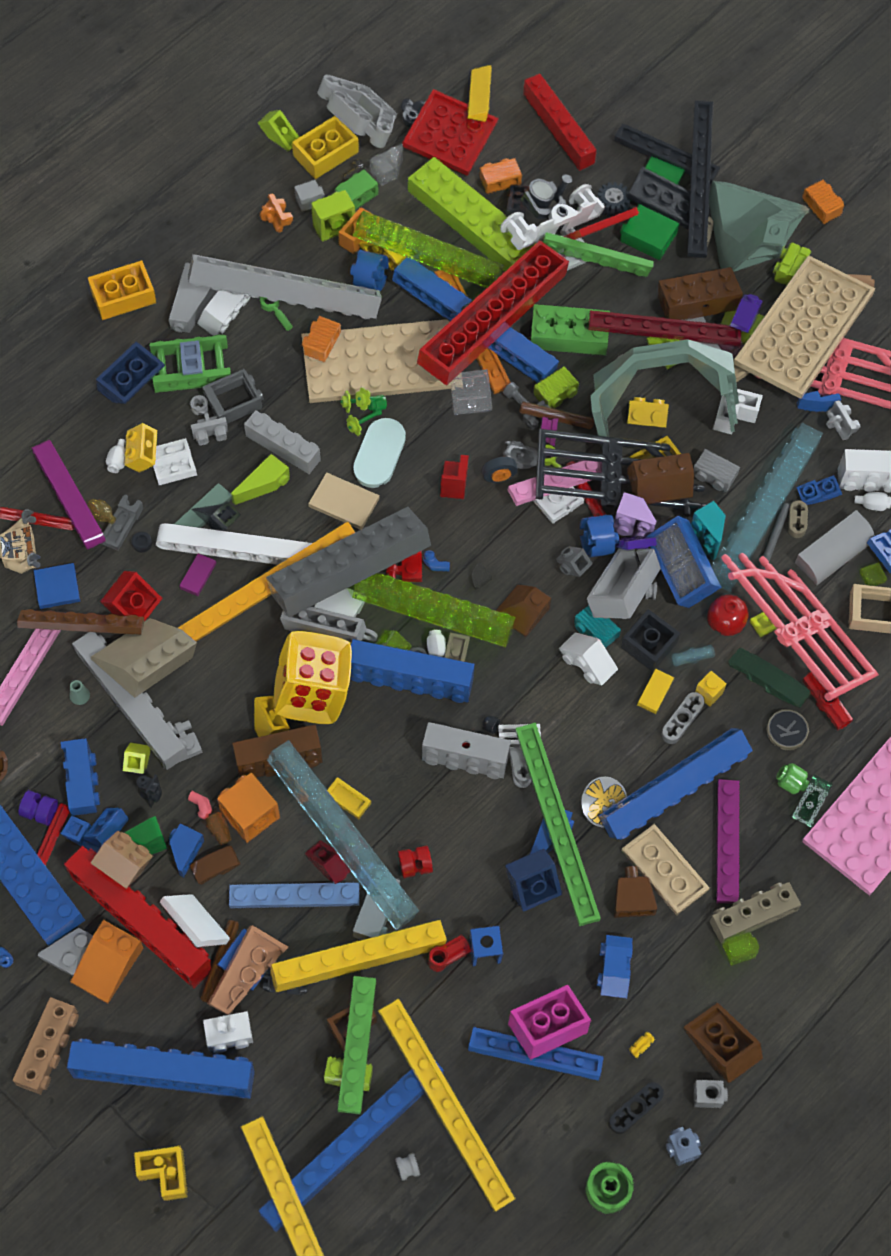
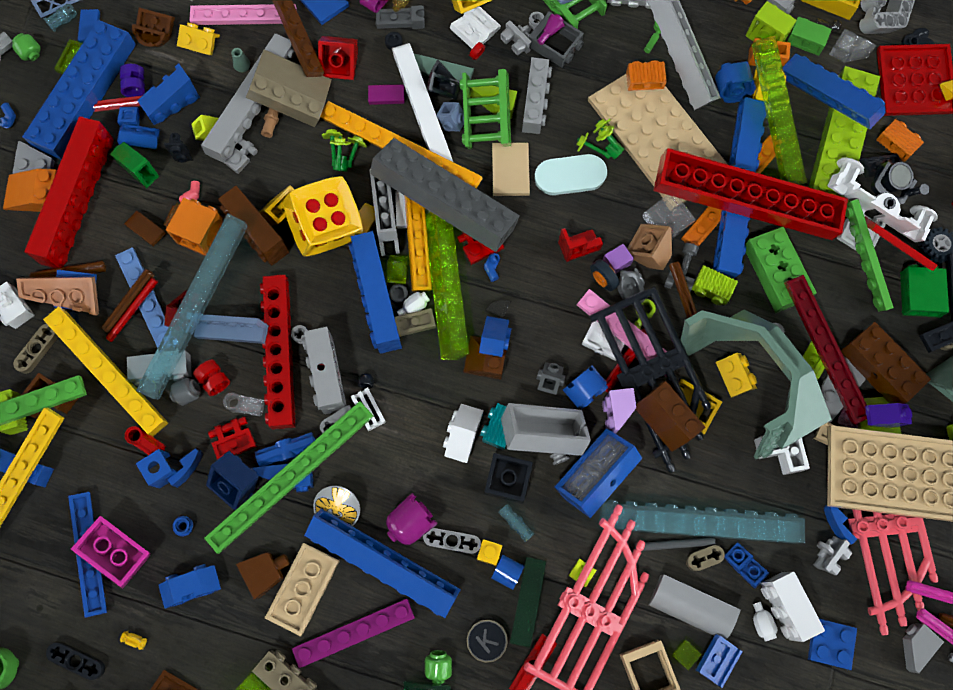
camera: 65 degrees right, 10 degrees up
(25, 725) = (197, 39): none -> yellow bracket
(122, 859) = (99, 154): medium nougat brick -> none
(164, 693) = (271, 120): none -> medium nougat pin
(185, 846) = (146, 198): blue slope -> none
(194, 920) = (82, 234): white tile -> none
(202, 471) = (477, 51): none -> red tile
(222, 388) = (553, 25): none -> magenta cone
(251, 645) = (340, 162): none -> plant
(263, 523) = (451, 116): none -> sand blue brick
(290, 908) = (127, 300): none -> reddish brown axle
(291, 1042) = (32, 363): none -> dark tan beam
(293, 476) = (501, 117): none -> bright green fence
(301, 909) = (131, 310): none -> red bar
(349, 798) = (247, 299): yellow tile -> none
(379, 614) = (418, 246): none -> light orange tile
(381, 812) = (231, 329): none -> sand blue fence
(393, 772) = (286, 418): none -> red brick
(411, 771) = (295, 330): none -> light grey bush
(417, 891) = (185, 391): none -> dark grey head
(432, 197) = (834, 91): none -> blue brick
(459, 843) = (245, 404): none -> clear piece
(487, 450) = (618, 258): none -> medium lavender brick
(490, 419) = (652, 246): none -> medium nougat slope
(492, 919) = (189, 464): none -> blue slope
(493, 871) = (236, 443): none -> red plate
(510, 588) = (495, 336): none -> blue brick
(524, 824) = (283, 450): none -> blue piece
(549, 425) = (669, 297): magenta wheel -> none
(551, 947) = (177, 526): none -> blue plate
(636, 543) = (593, 420): dark purple wing -> none
(649, 740) = (409, 521): none -> magenta cylinder
(655, 691) = (466, 505): yellow tile -> none
(708, 527) = (647, 480): teal slope -> none
(715, 470) = (711, 461): light grey brick -> none
(728, 615) = (572, 536): red cylinder -> none
(737, 680) = (507, 572): none -> blue piece

